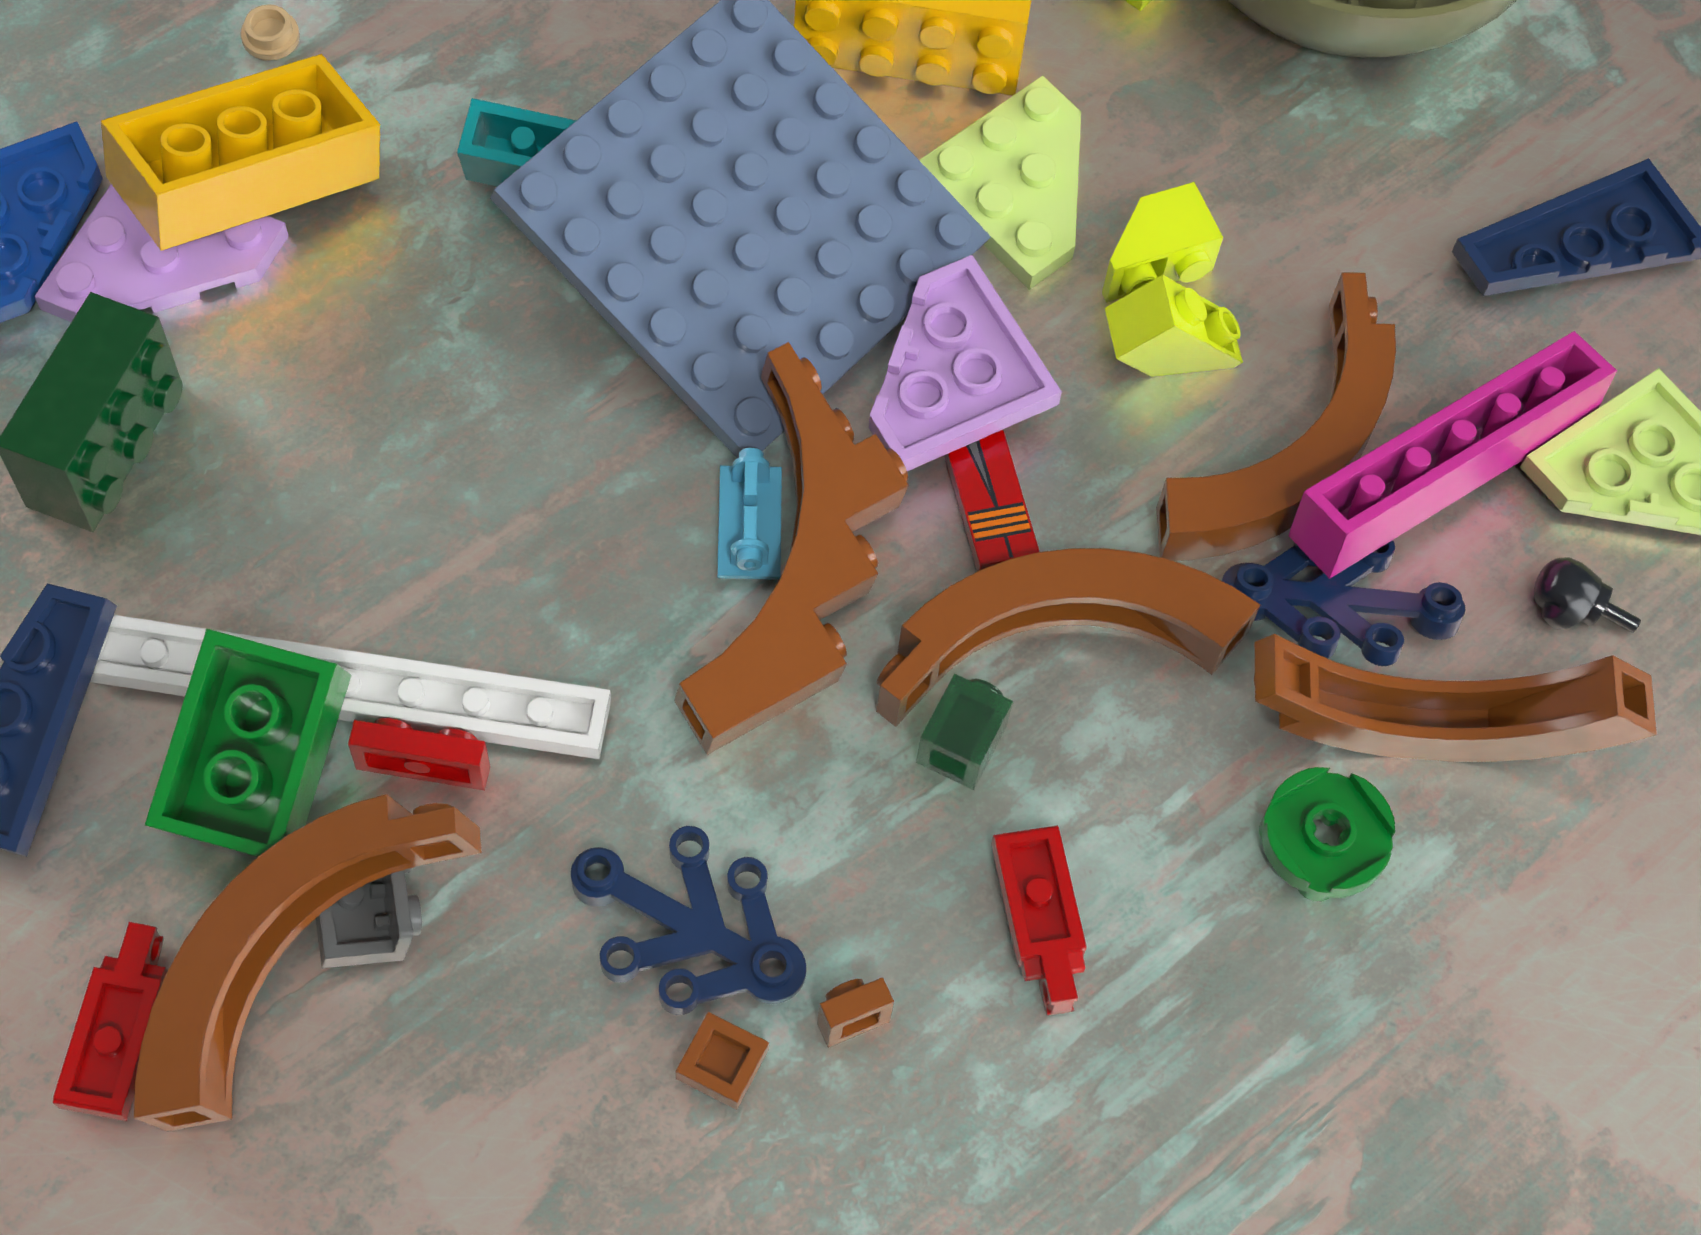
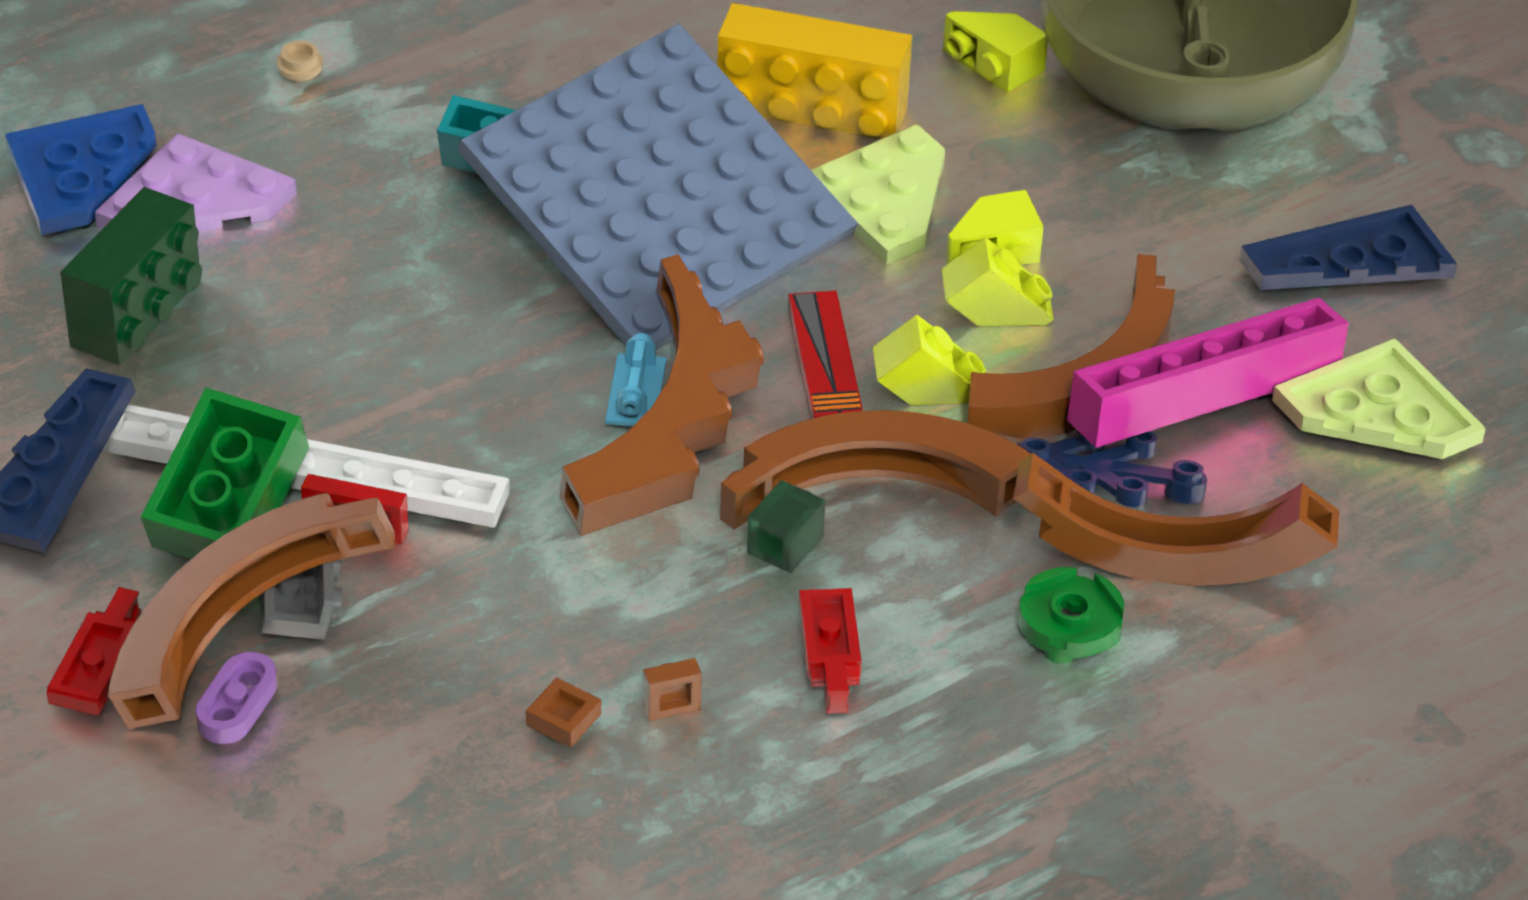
camera: 10 degrees right, 20 degrees down
(240, 150) = (269, 121): yellow brick -> none
(301, 1083) = (229, 706): none -> medium lavender plate
(695, 929) = (606, 661): dark blue plant -> none
(957, 369) = (816, 297): lavender plate -> none
(1105, 461) = (925, 365): none -> neon yellow slope
(1574, 593) = (1298, 469): black piece -> none

